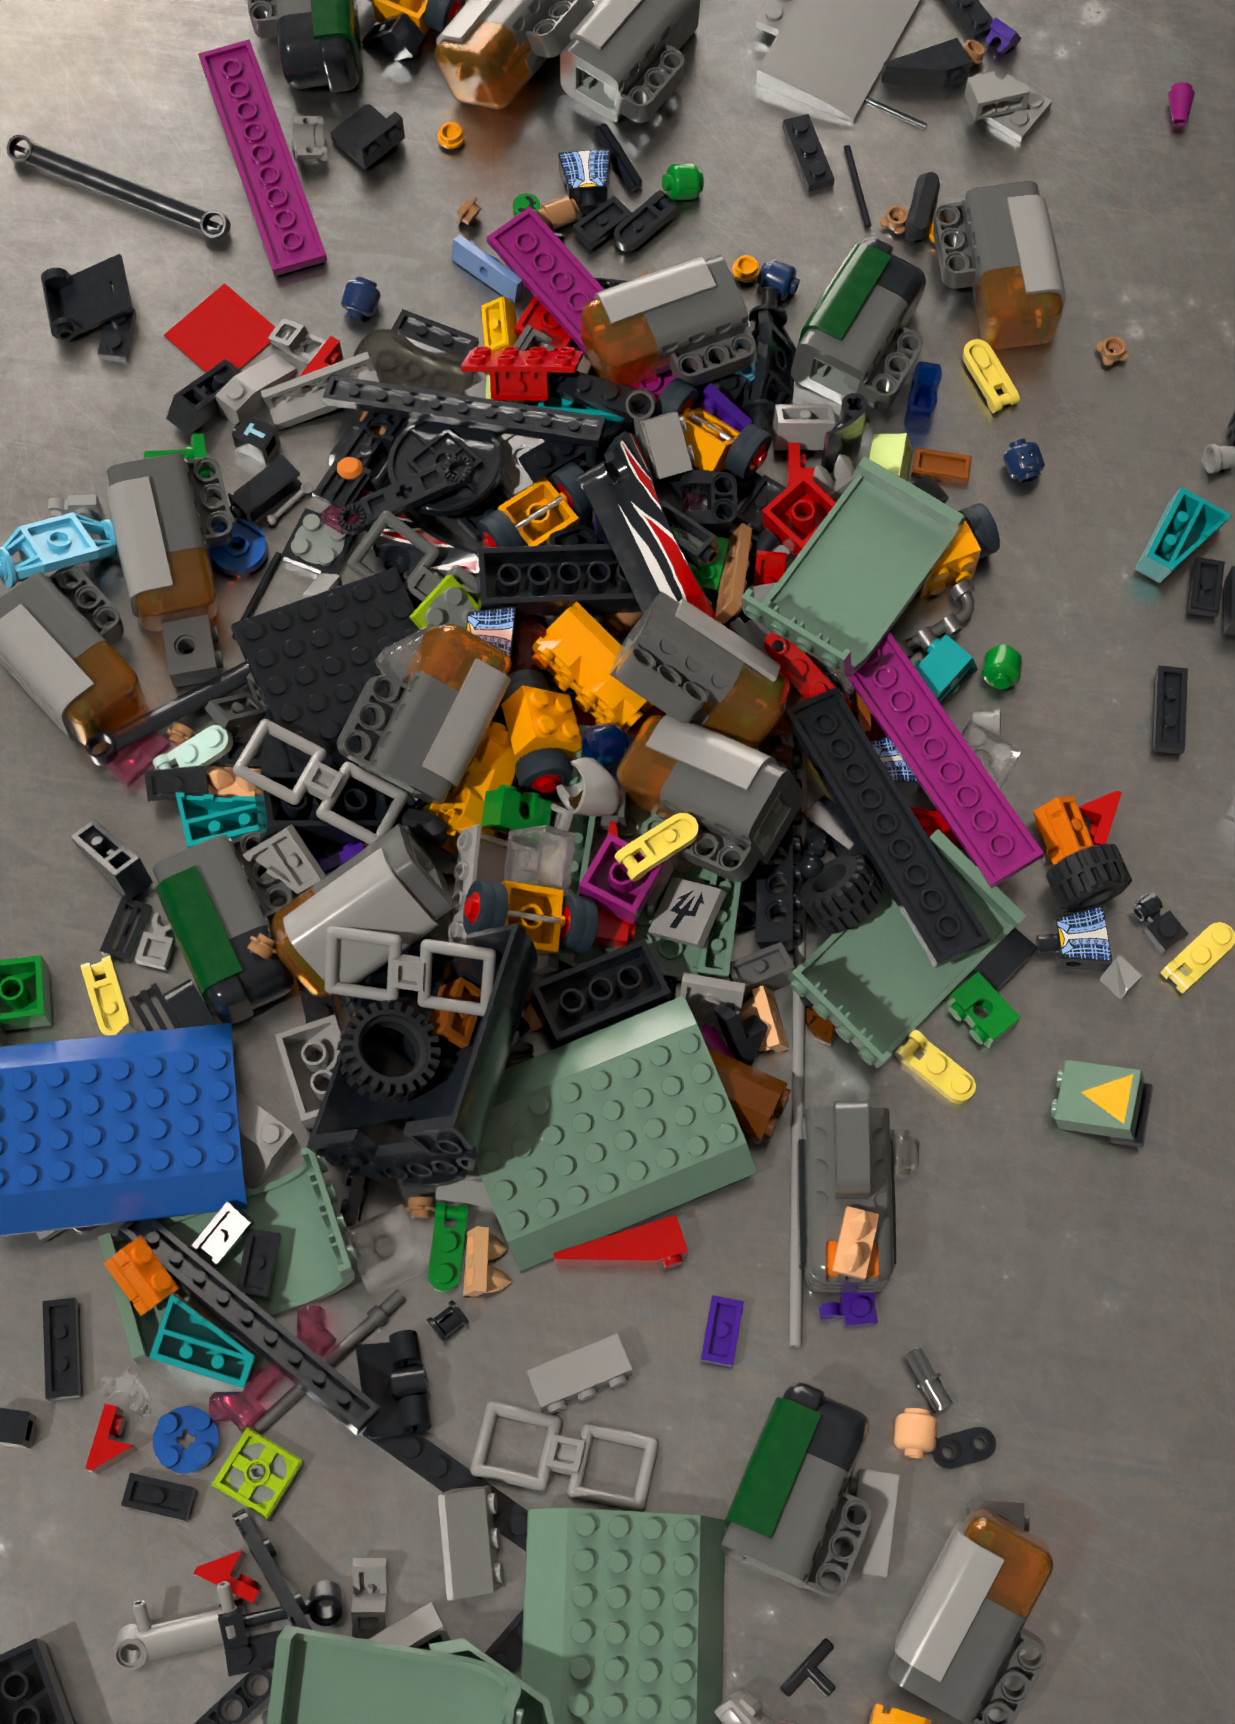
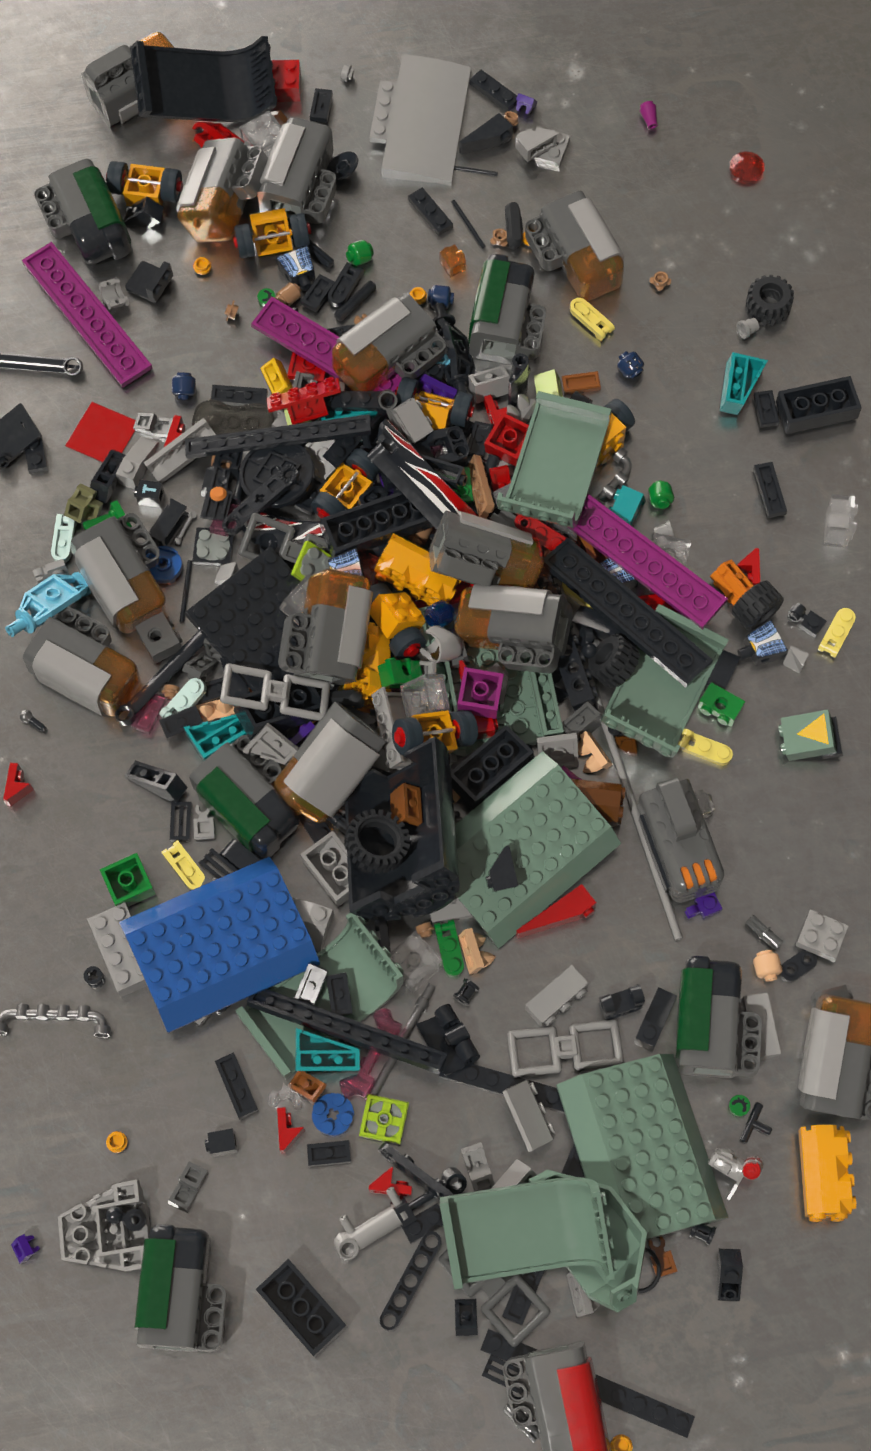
camera: 15 degrees left, 0 degrees up
(110, 455) = (62, 538): none -> light aqua plate
(141, 1275) = (272, 1024): orange brick -> none
(154, 426) = (83, 504): none -> olive brick
(162, 1386) = (307, 1086): none -> dark orange slope
(262, 946) = (277, 801): medium nougat plate -> none
(407, 970) = (373, 788): light grey bar -> none
(486, 268) = (256, 343): medium blue tile -> none
(556, 1160) = (502, 872): none -> black slope
(562, 116) = (271, 233): none -> brick
(652, 249) = (355, 300): none -> black axle
(658, 844) = (497, 664): light yellow plate -> none
(672, 1416) = (622, 1002): none -> black piece
(687, 912) = (525, 701): light grey tile -> none
(704, 49) = (343, 165): none -> black dish
(716, 1457) = (655, 1019): none -> black slope
(722, 1331) = (632, 944): dark purple plate -> none
(741, 1035) = (582, 764): black slope -> none
(797, 1635) = (739, 1105): none -> green tile
(814, 232) = (452, 260): none -> clear orange brick
(855, 1243) = (697, 863): light nougat tile -> none
(923, 395) = (556, 343): clear blue brick -> none
(1015, 1414) = (822, 935): none -> light grey plate

